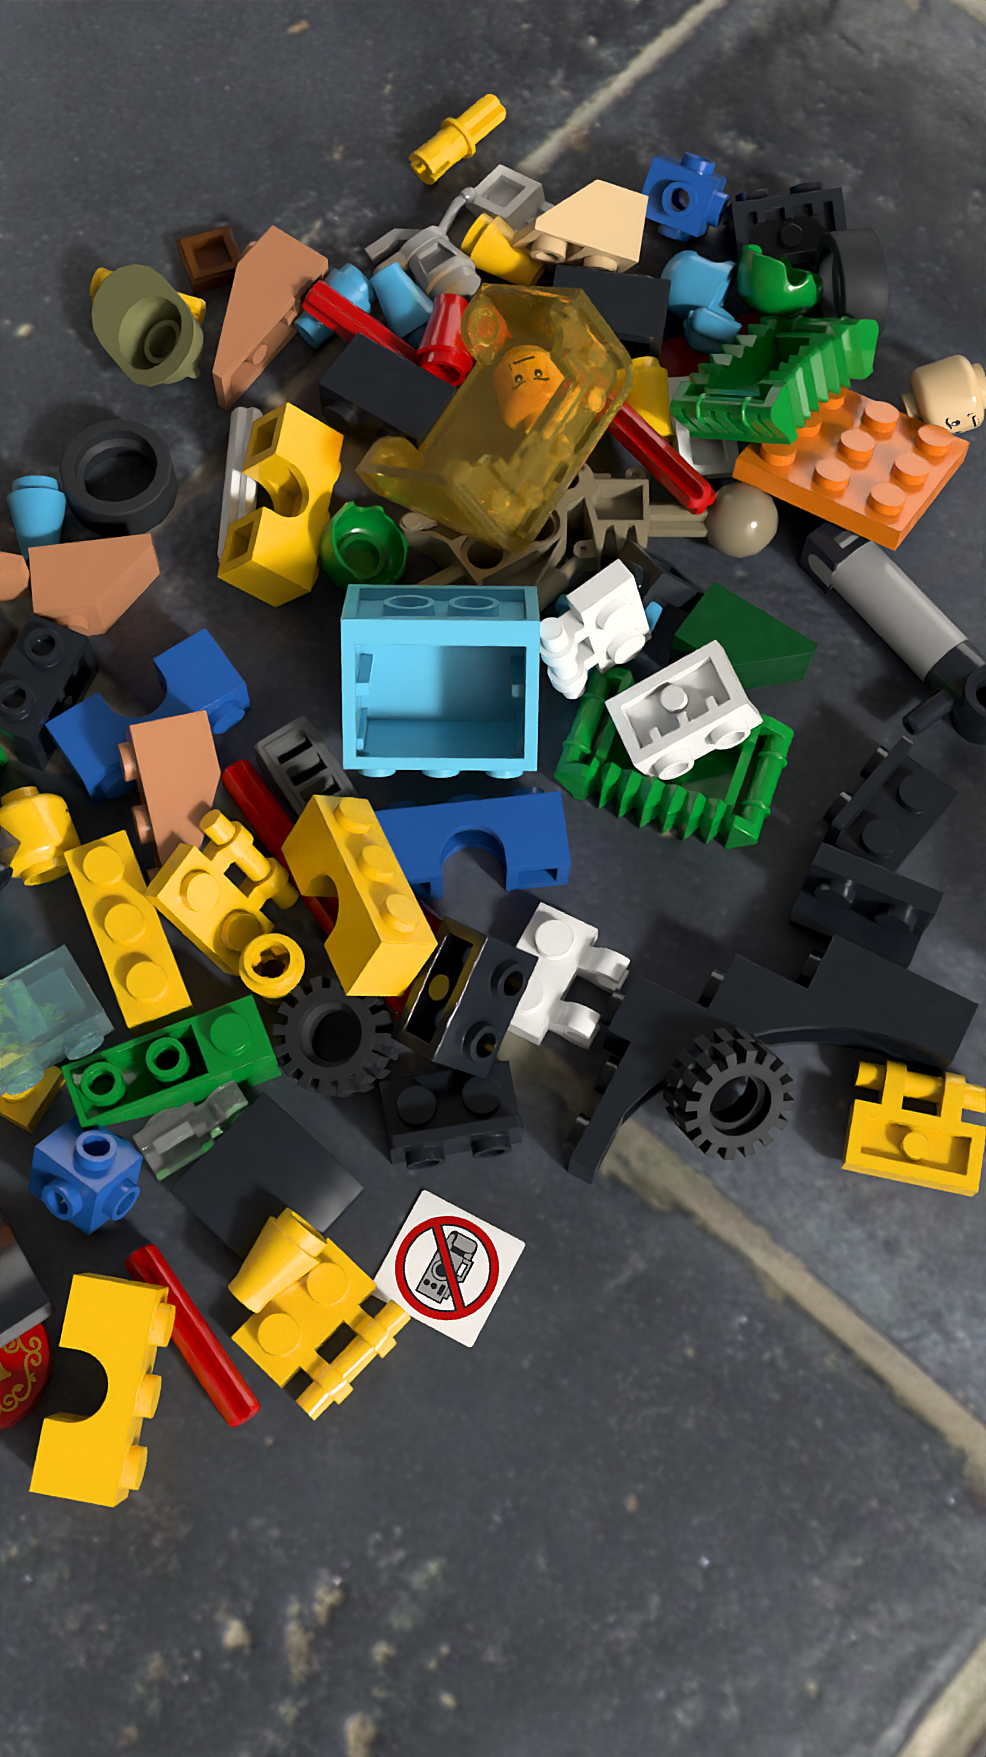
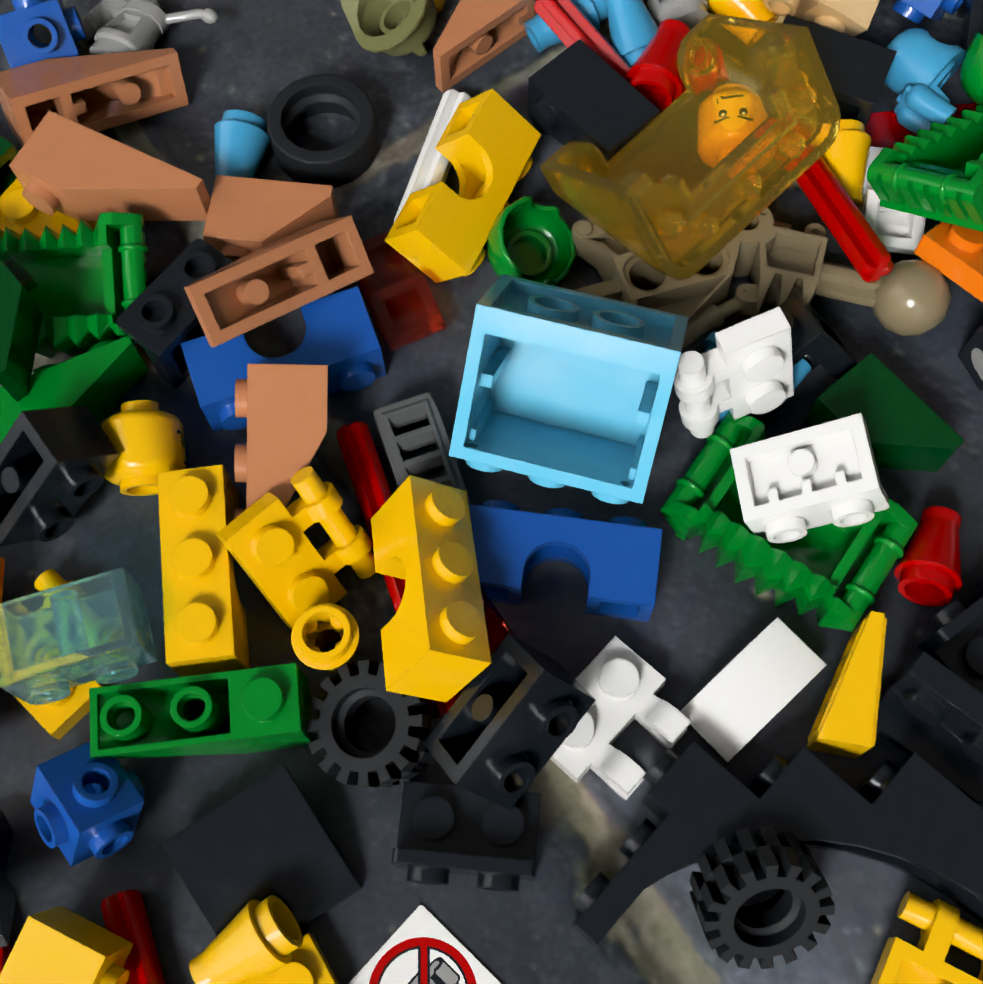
camera: 20 degrees right, 0 degrees up
(129, 635) = (279, 278): none -> nougat slope
(187, 1132) = (197, 783): clear plate -> none
(239, 625) = (398, 296): none -> clear red slope
(679, 918) = (752, 689): none -> white slope
(771, 915) = (851, 705): none -> yellow slope
(814, 763) = (932, 561): none -> red cone

